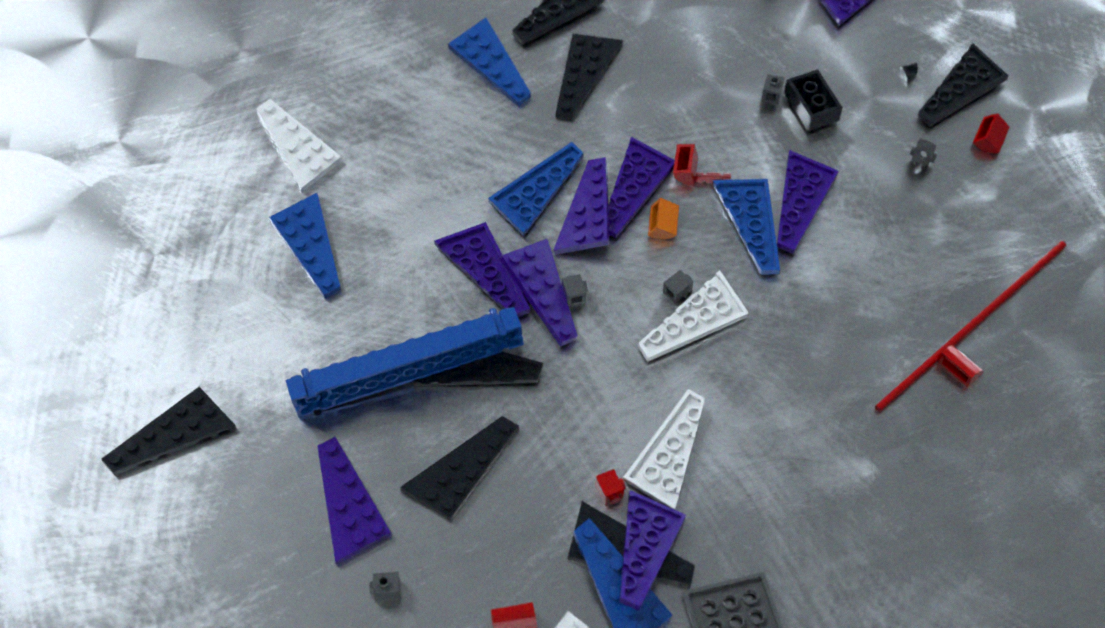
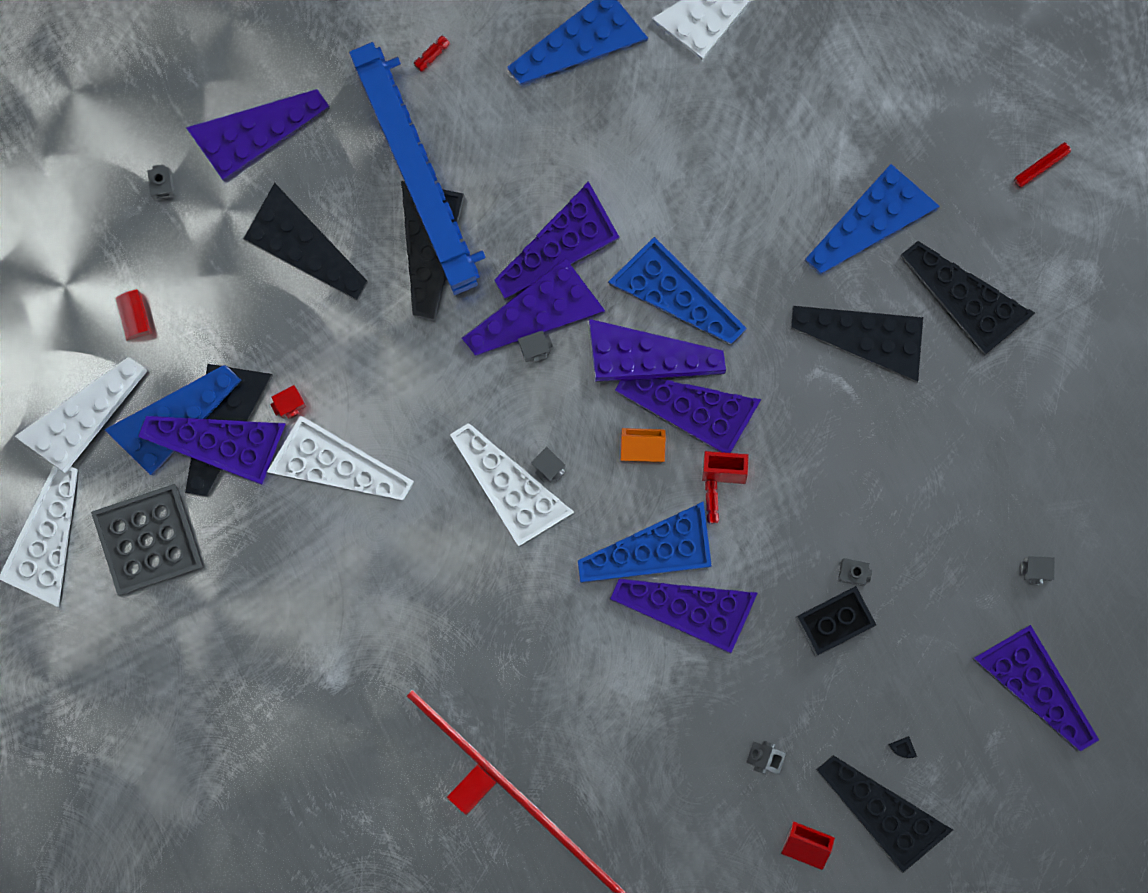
camera: 85 degrees right, 25 degrees up
(300, 352) = (431, 53): none -> red axle

